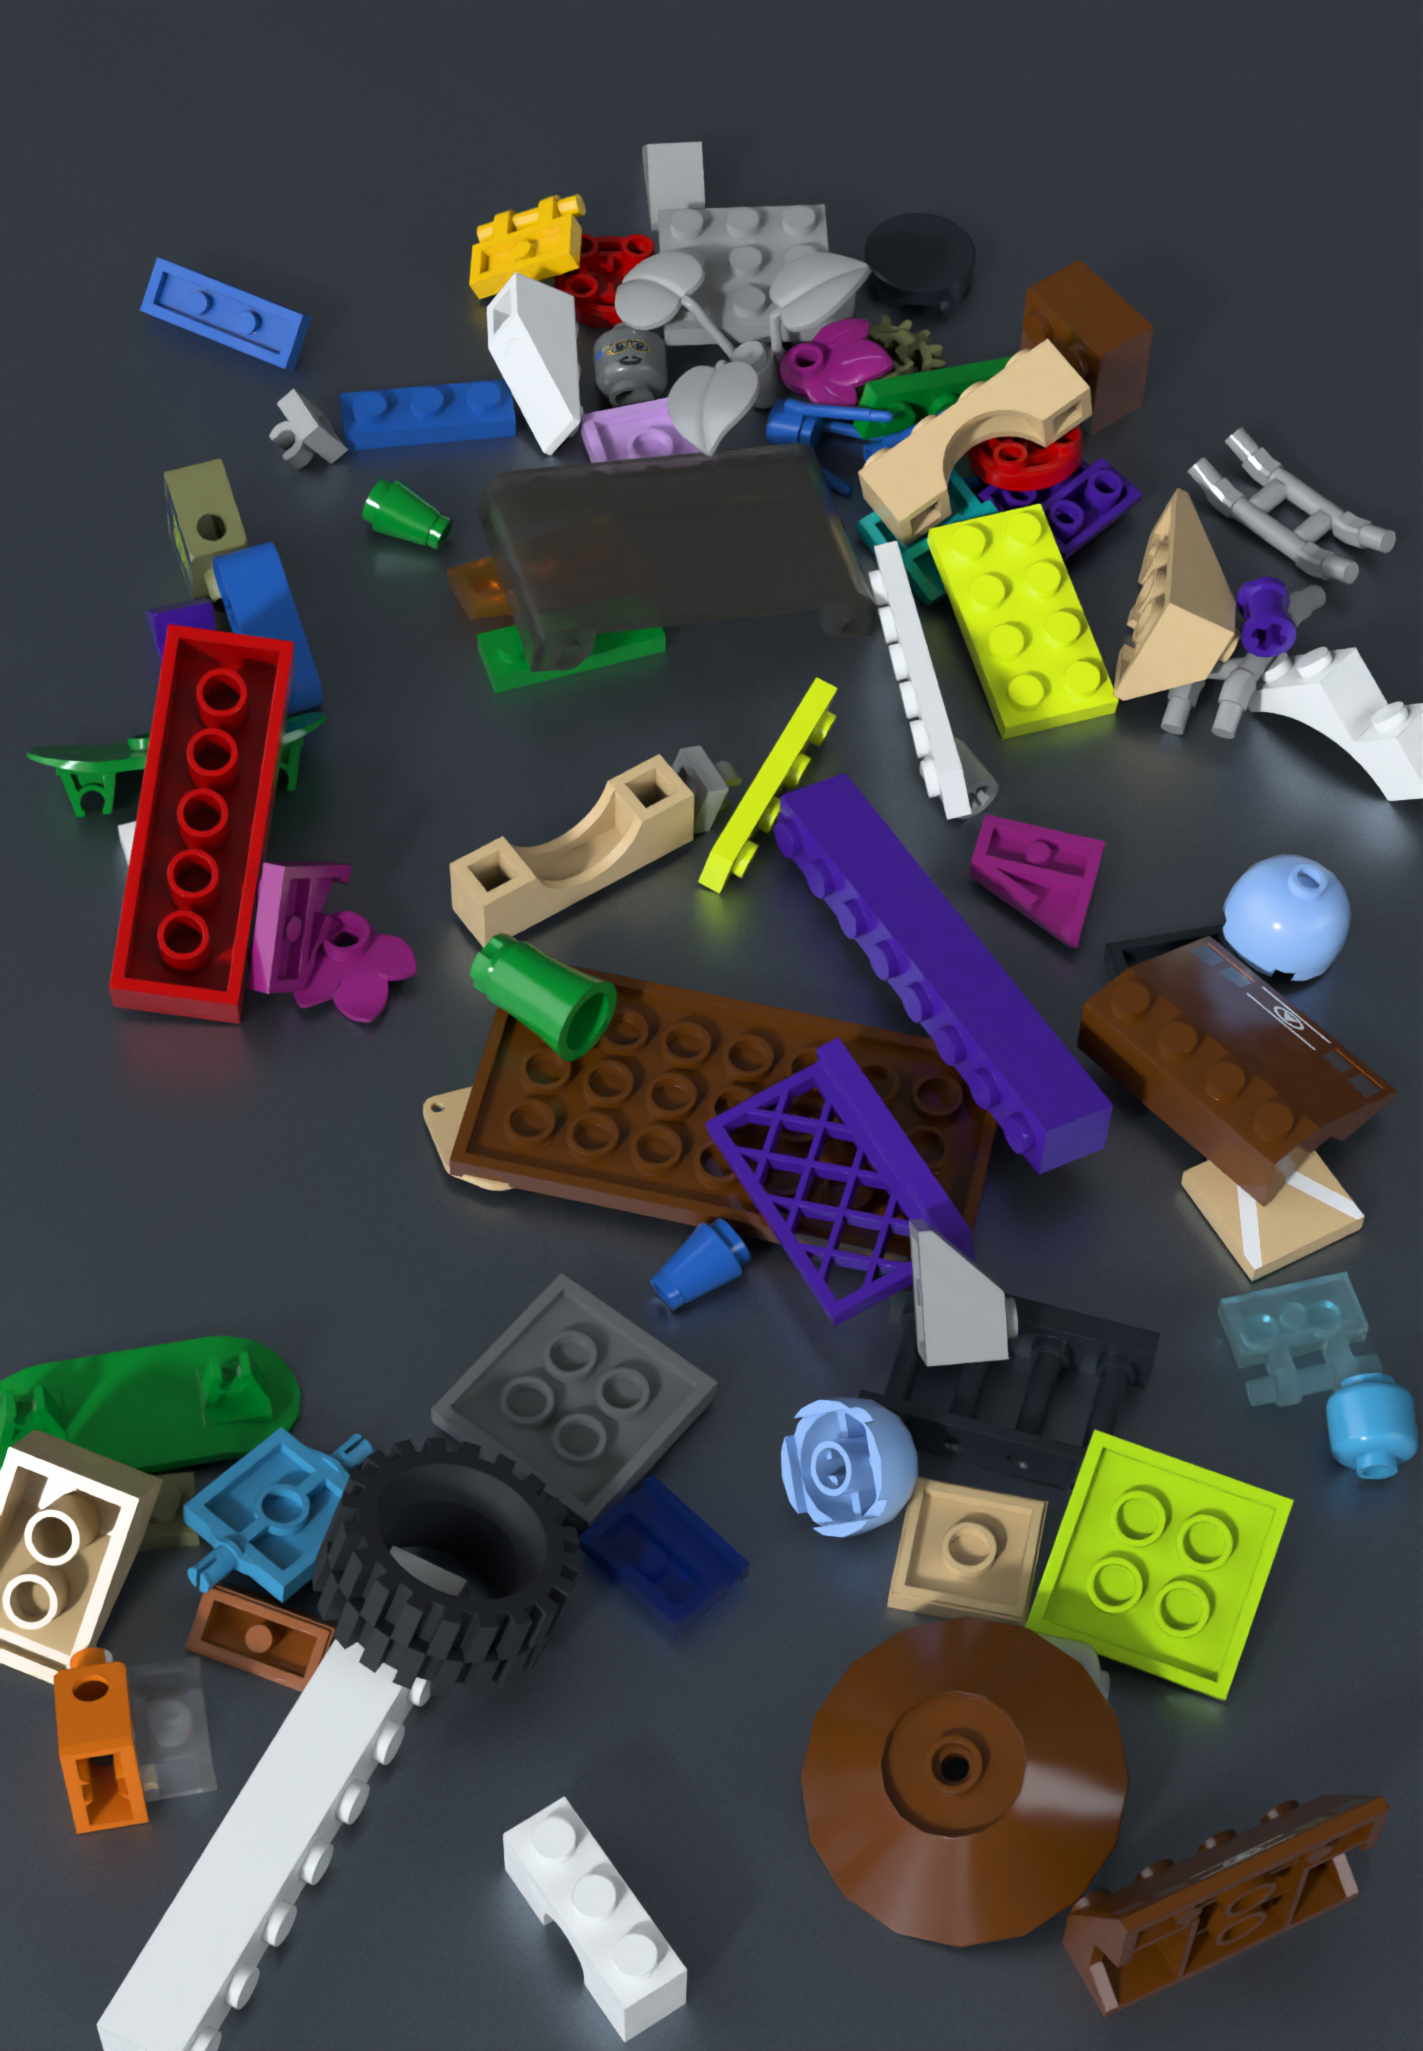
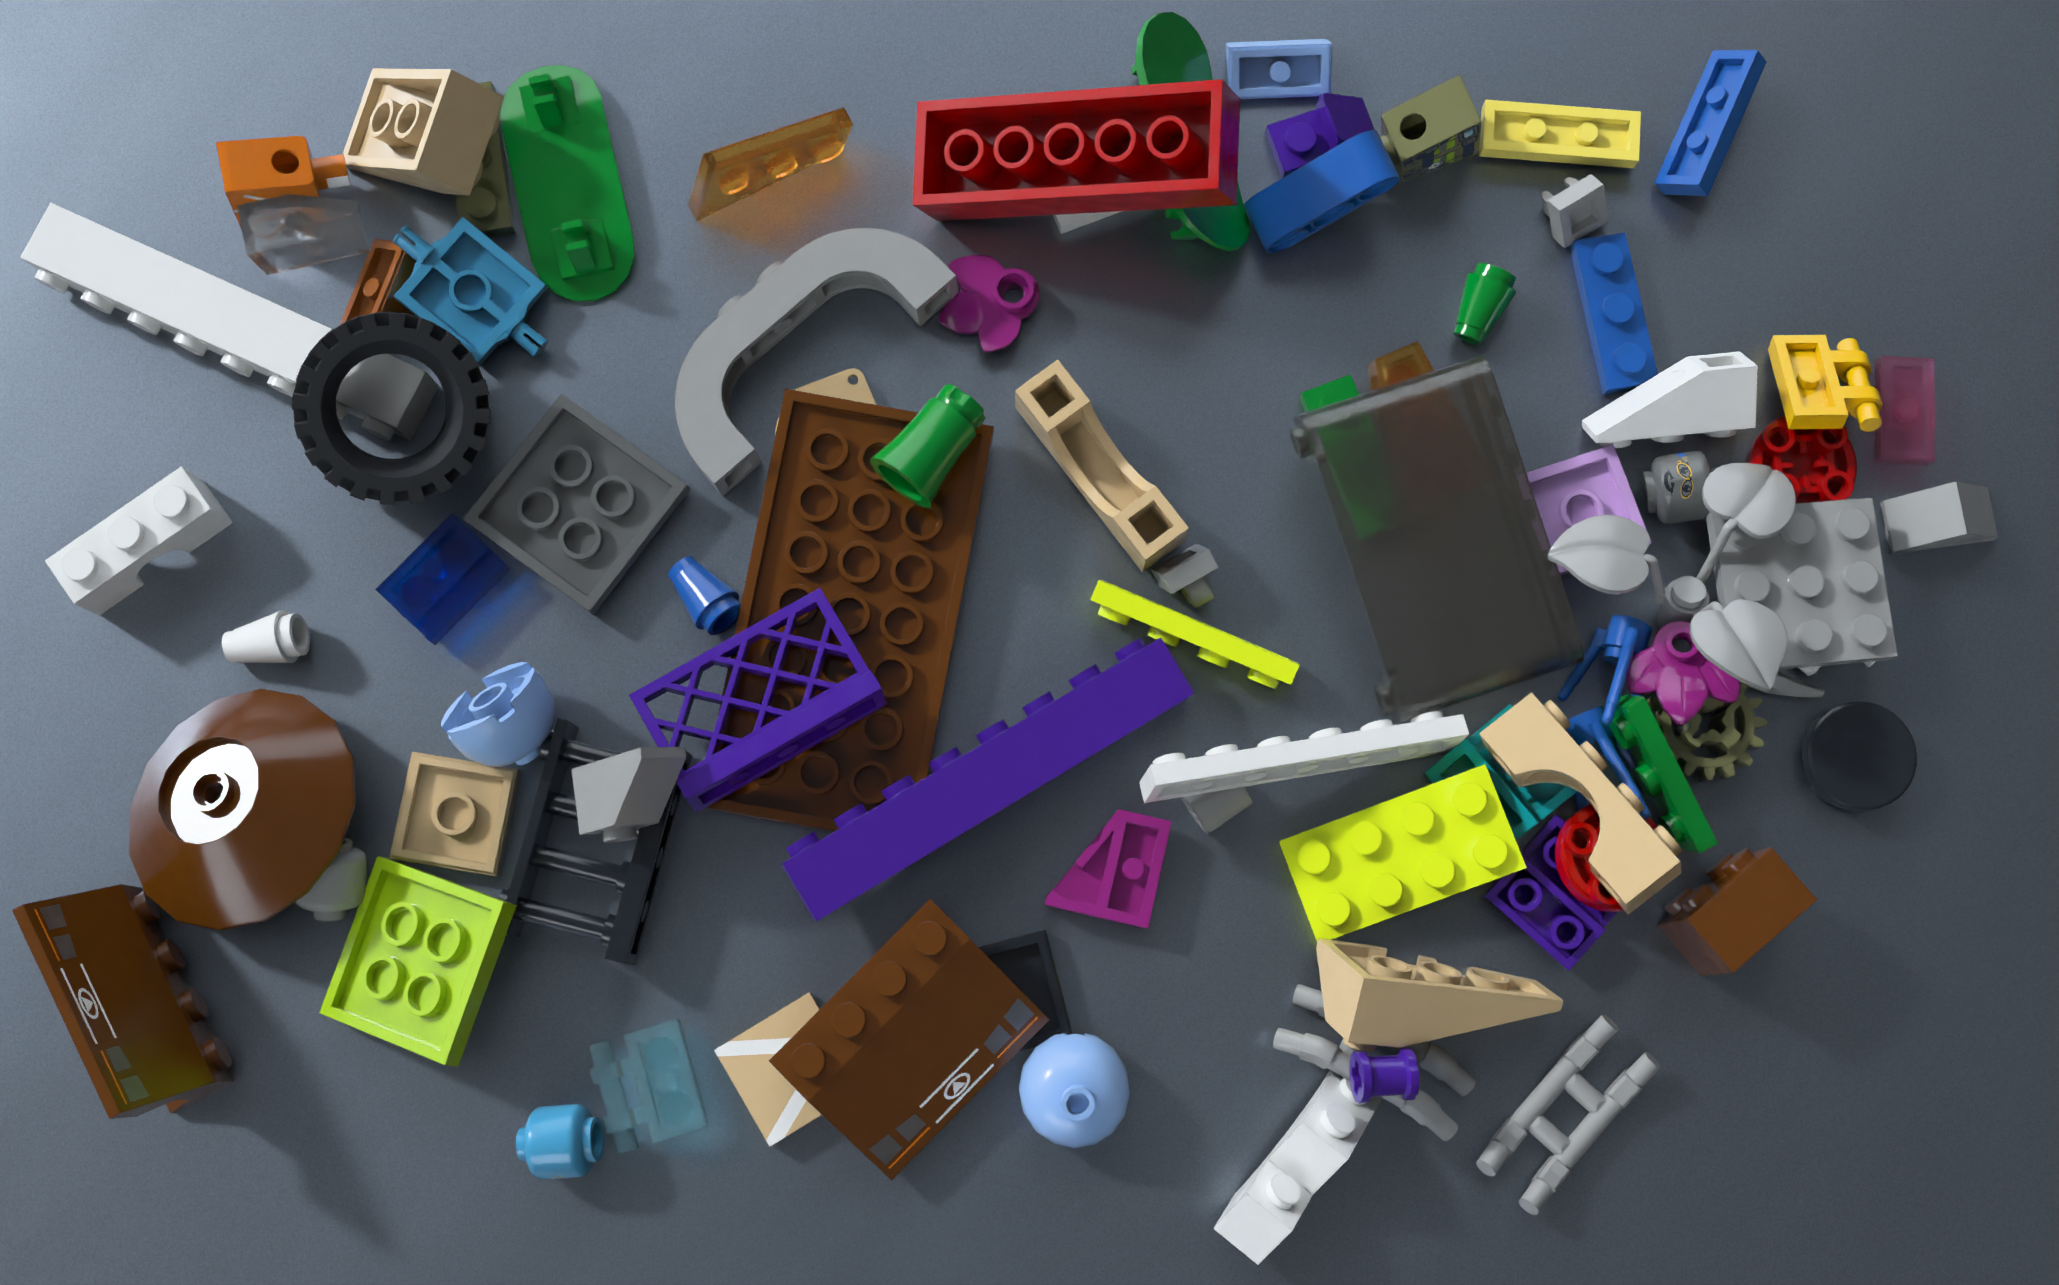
camera: 90 degrees right, 25 degrees up
(97, 682) = (1279, 68): none -> light blue slope
(149, 1161) = (765, 159): none -> clear orange wing
(224, 419) = (1560, 134): none -> light yellow plate
(290, 922) = (1000, 238): magenta wing -> none
(424, 1250) = (776, 306): none -> light grey arch
(528, 185) = (1906, 411): none -> clear pink plate
(736, 1763) = (268, 640): none -> white cone

